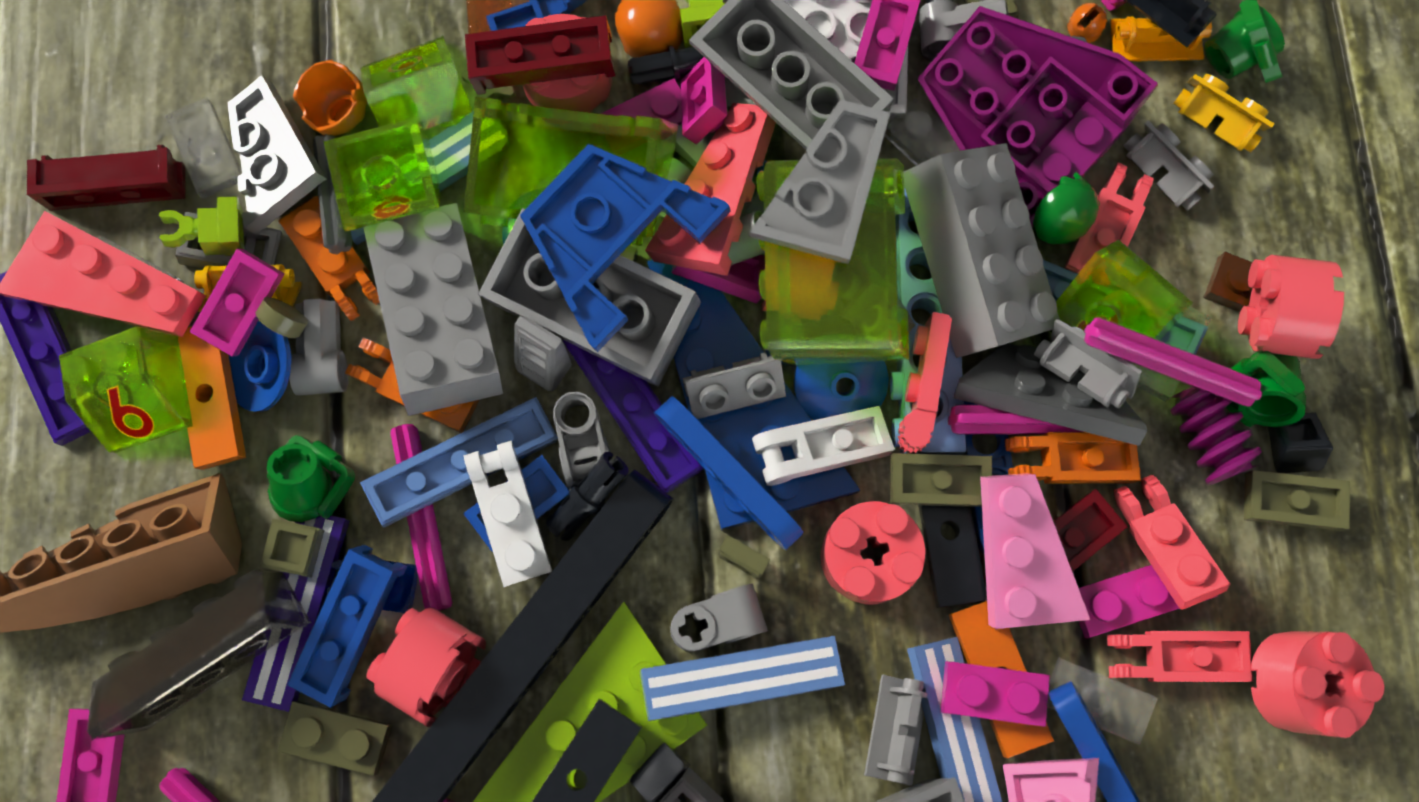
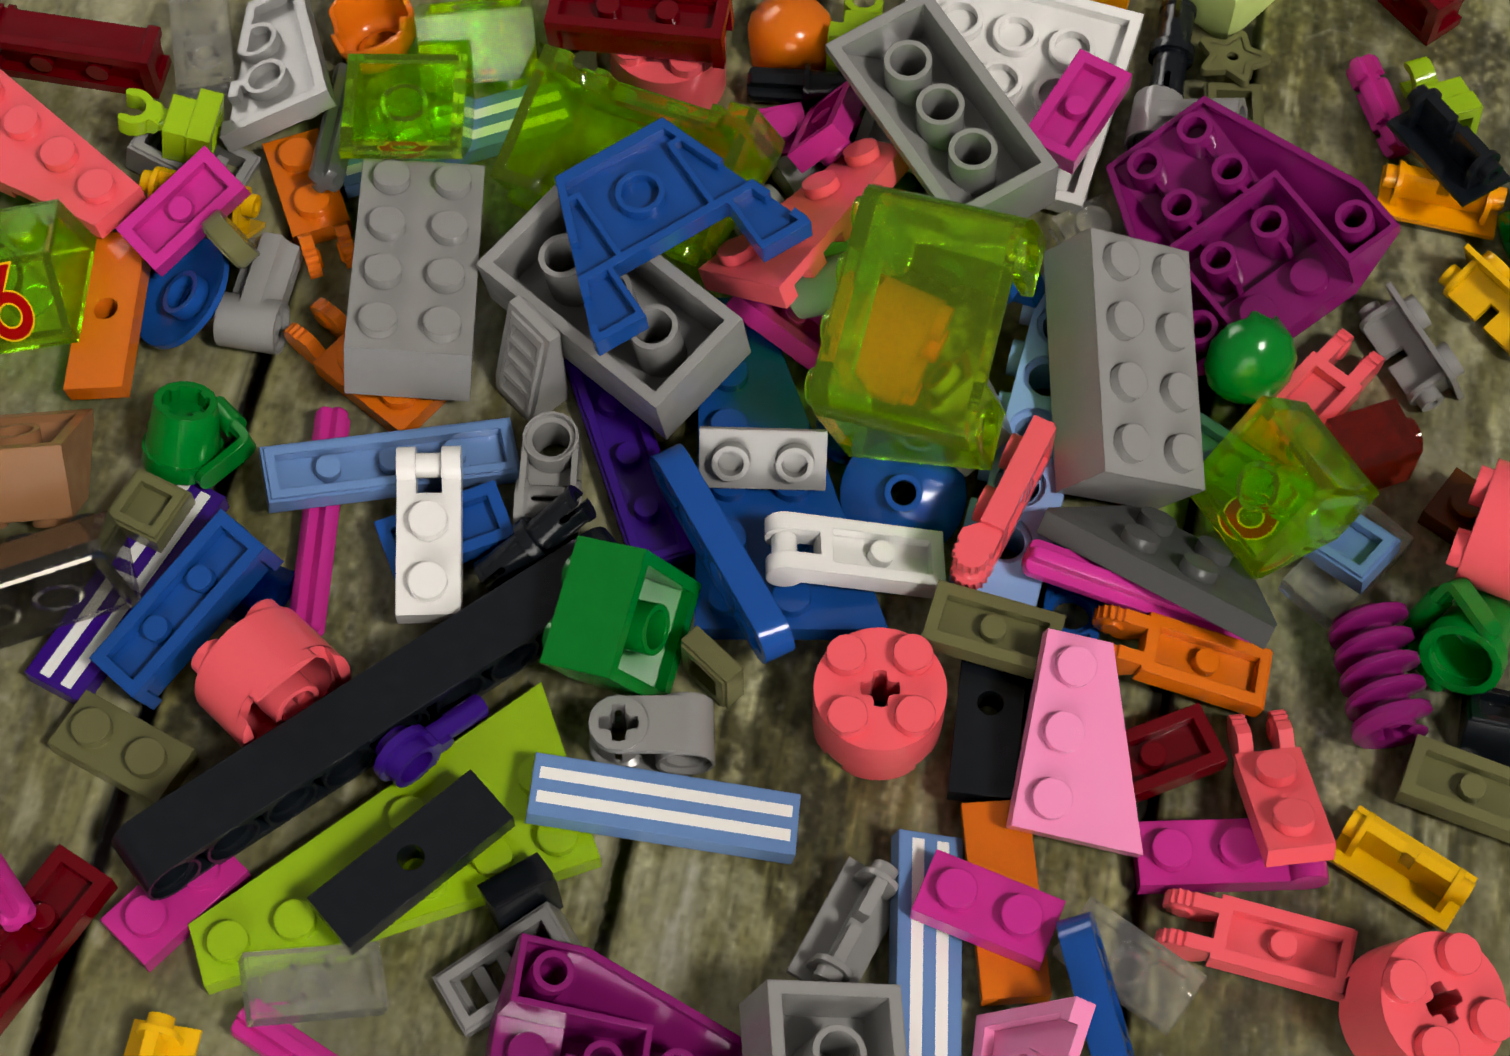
camera: 15 degrees right, 15 degrees down
(547, 691) = (411, 751): none -> dark purple plate
(670, 551) = (620, 618): none -> green slope
(828, 188) = (936, 221): light grey wing -> none
(1094, 28) = (1361, 165): orange hinge -> none
(1106, 376) = (1240, 547): light grey hinge -> none
(1169, 247) = (1380, 441): none -> clear red brick
(1172, 362) = (1330, 551): dark pink axle -> none
(1267, 571) = (1402, 868): none -> yellow hinge

